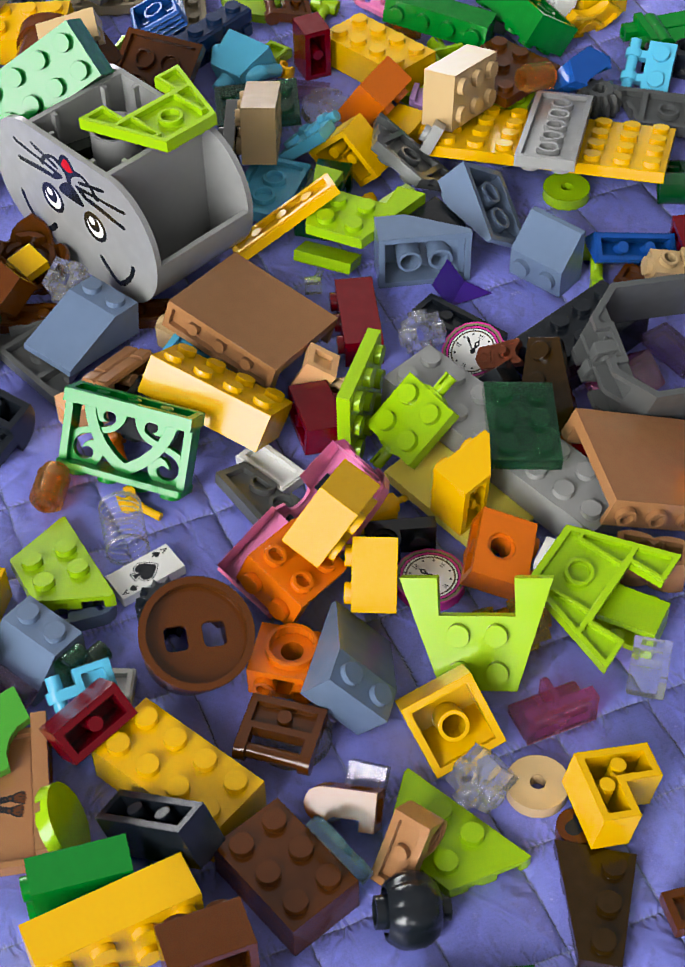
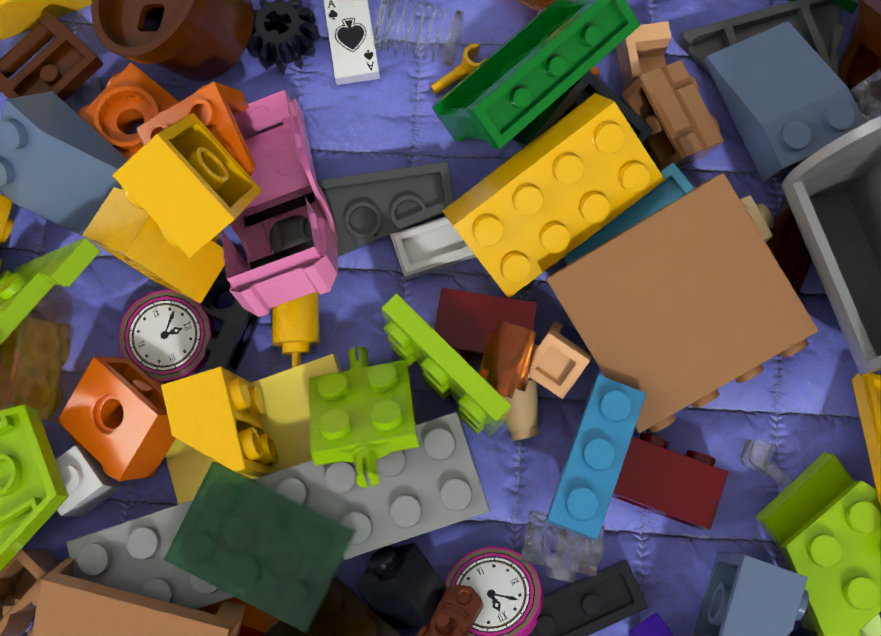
camera: 120 degrees right, 30 degrees up
(329, 375) = (508, 358): none -> clear orange brick
(357, 318) = (595, 458): none -> dark azure plate

